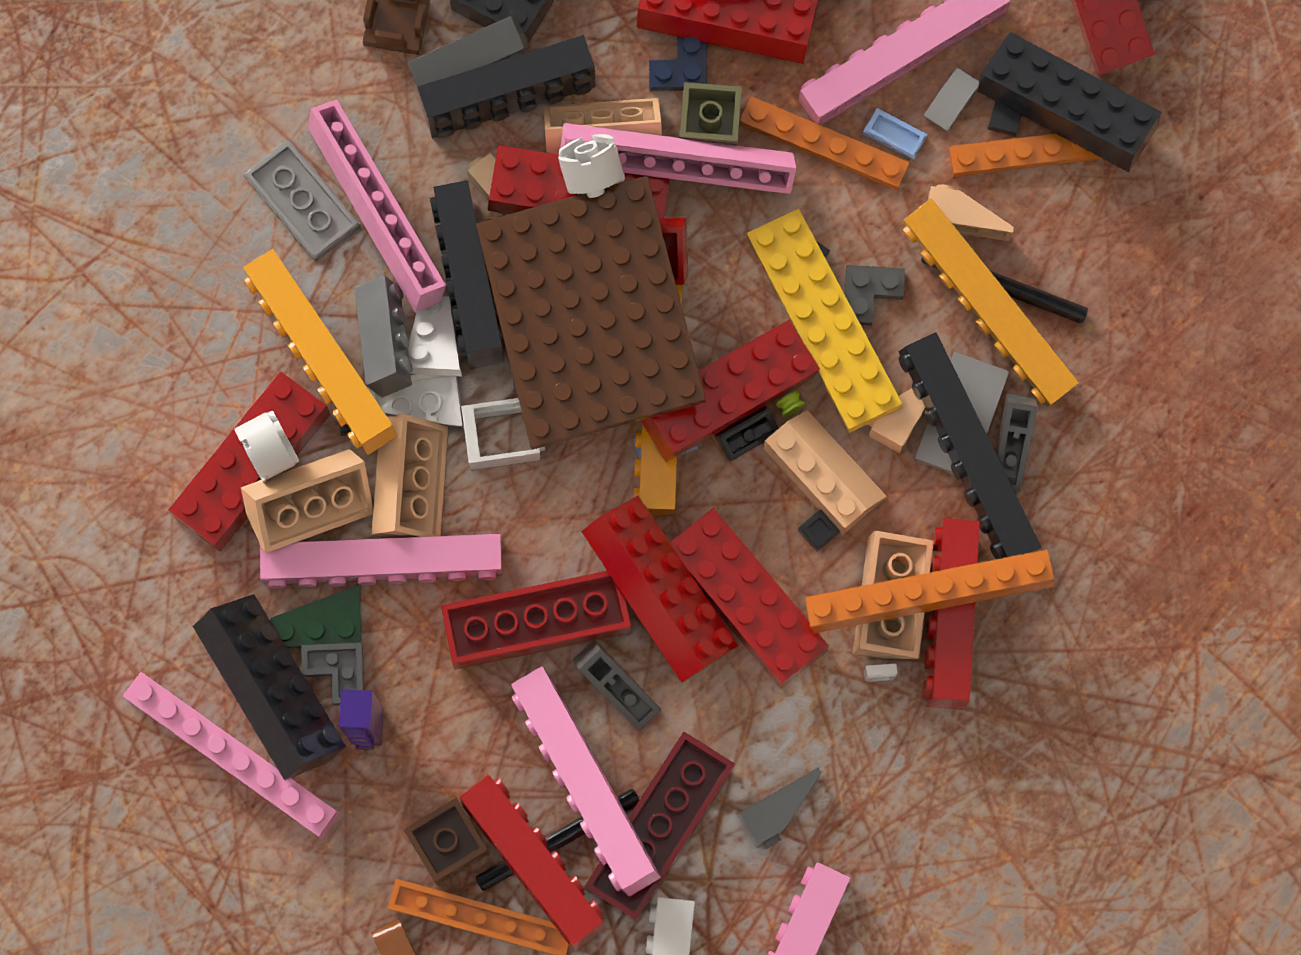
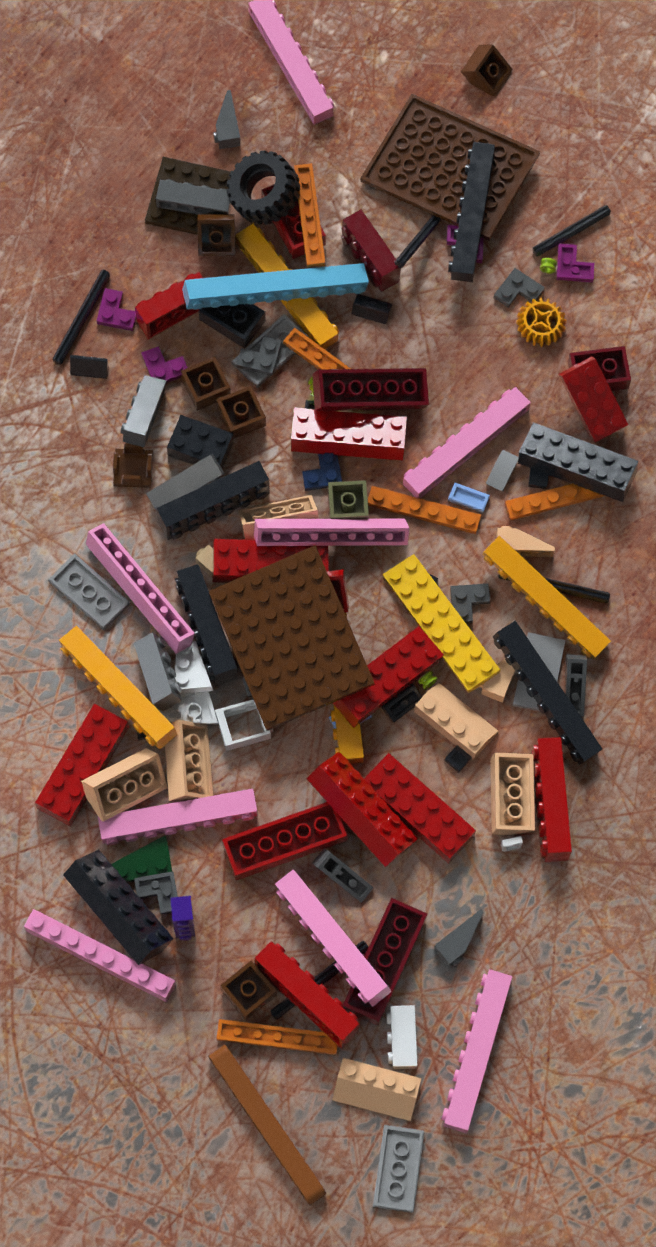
camera: 10 degrees left, 5 degrees down
(267, 445) = (94, 751): white brick -> none
(591, 165) = (278, 543): white brick -> none
(930, 591) = (536, 785): orange brick -> none

